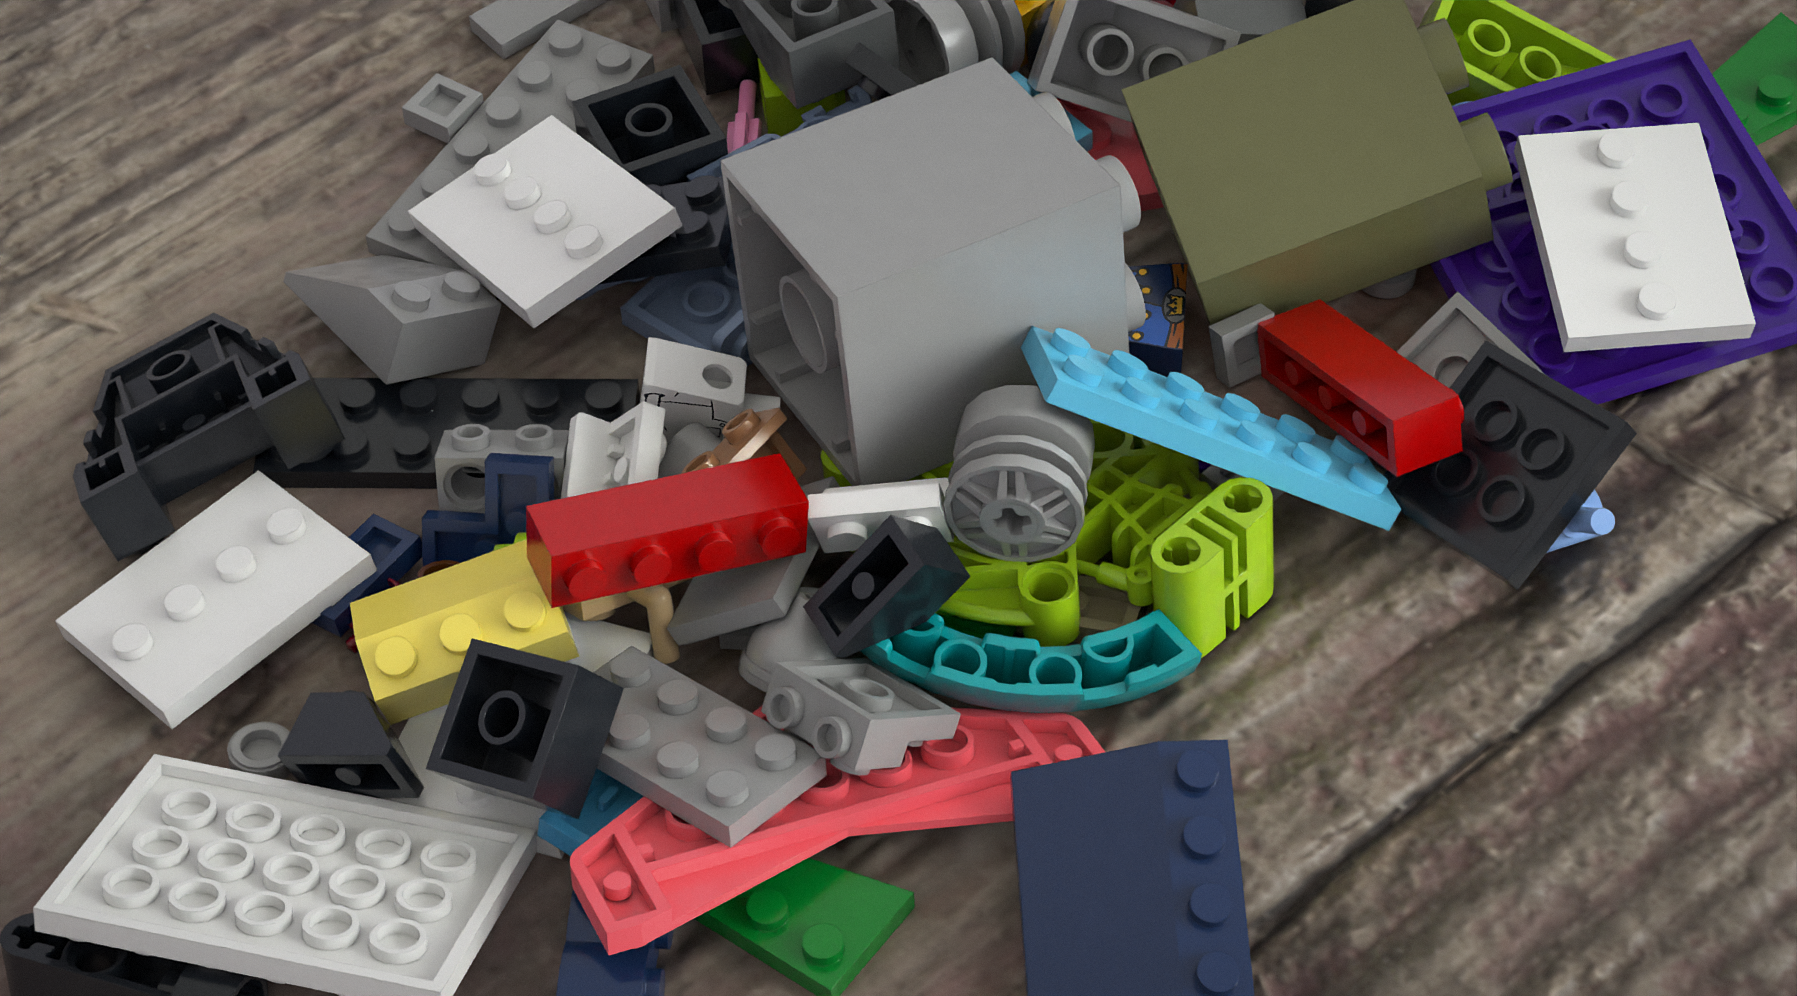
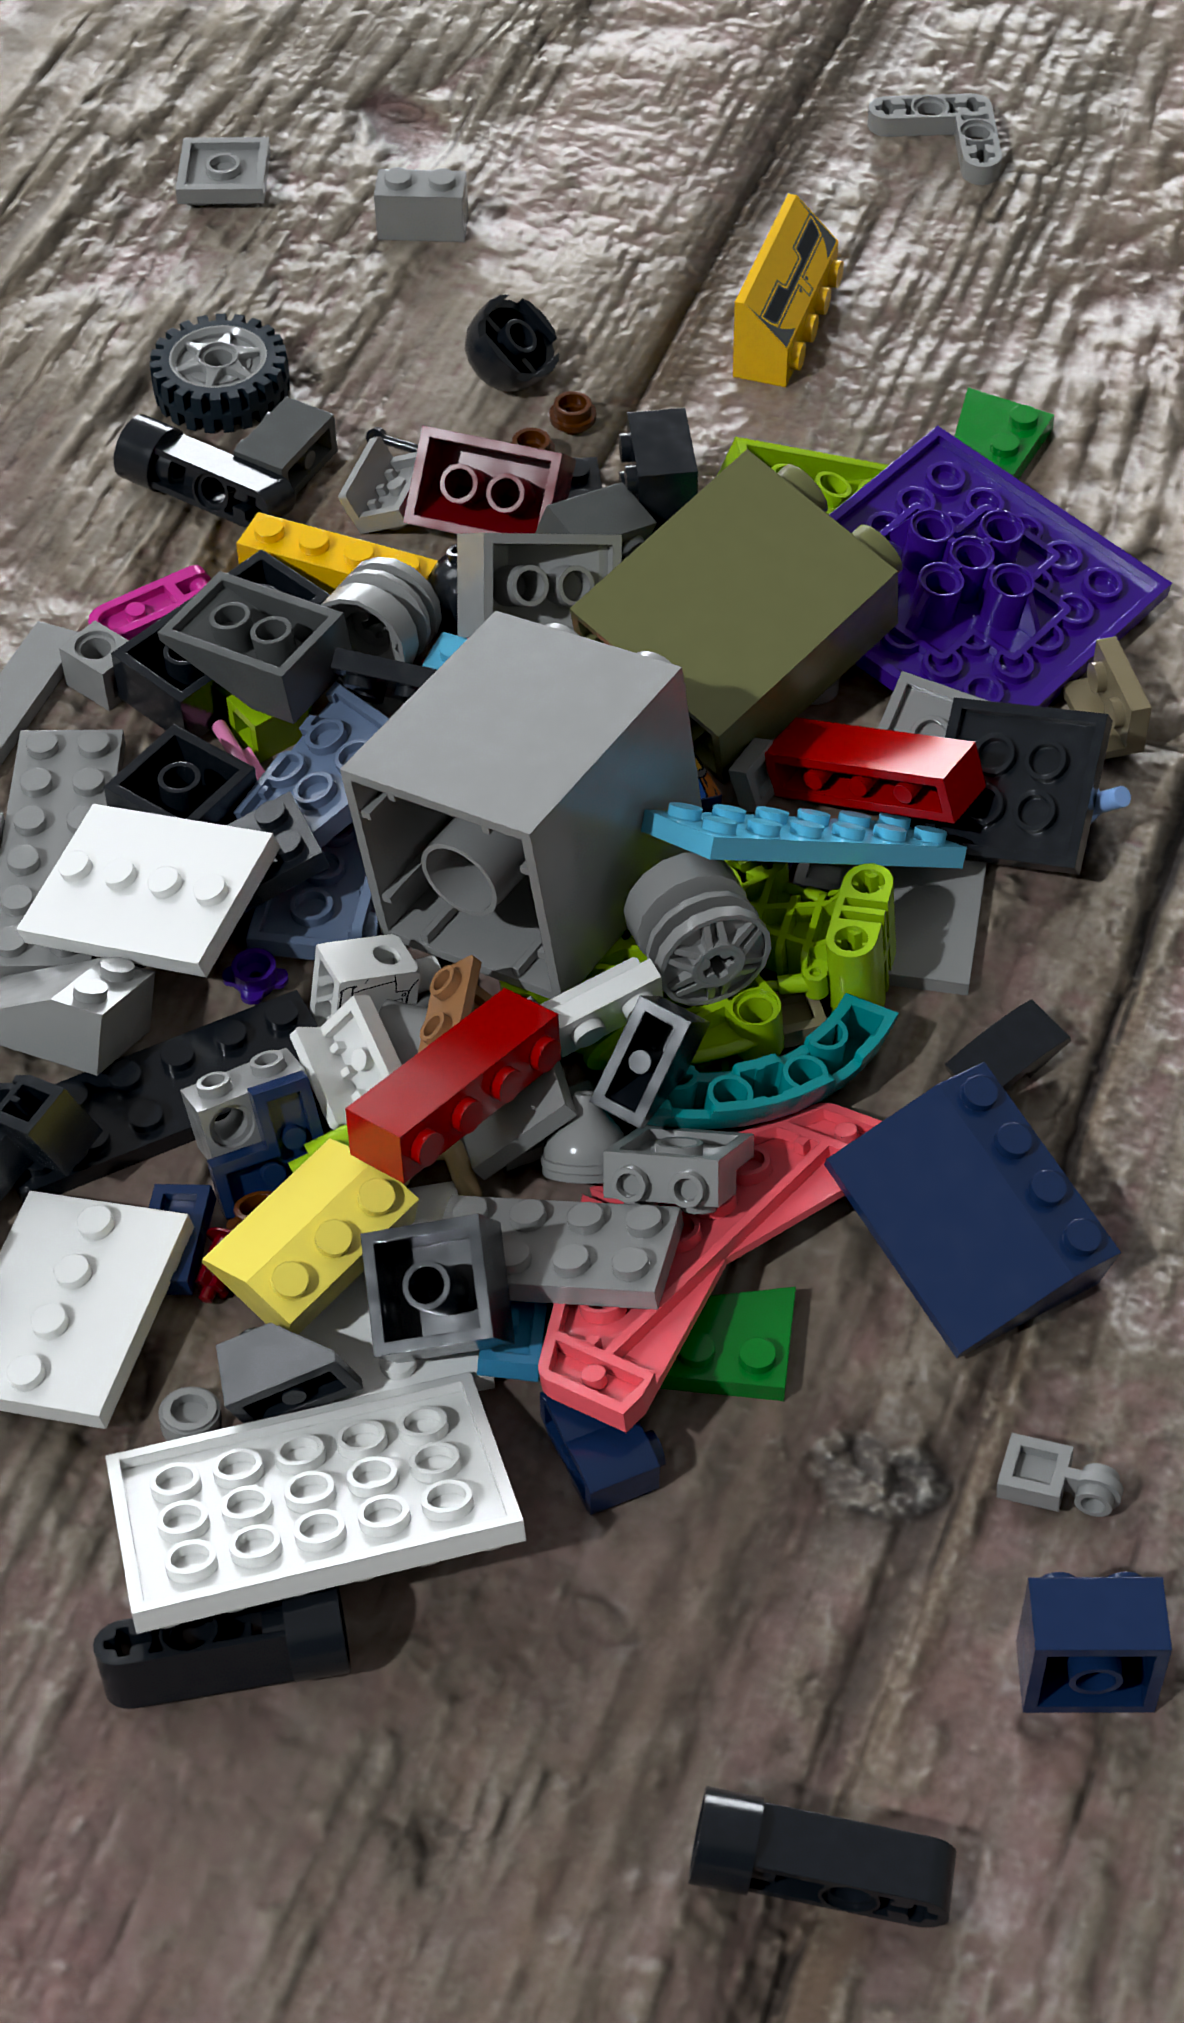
camera: 30 degrees left, 0 degrees up
(611, 349) = (254, 975): none -> dark purple plate
(1305, 745) = (1013, 1045): none -> black slope
(1330, 579) = (936, 926): none -> light grey tile
(1633, 237) = (1006, 582): white plate -> none
(1682, 420) = (1115, 691): none -> dark tan bracket

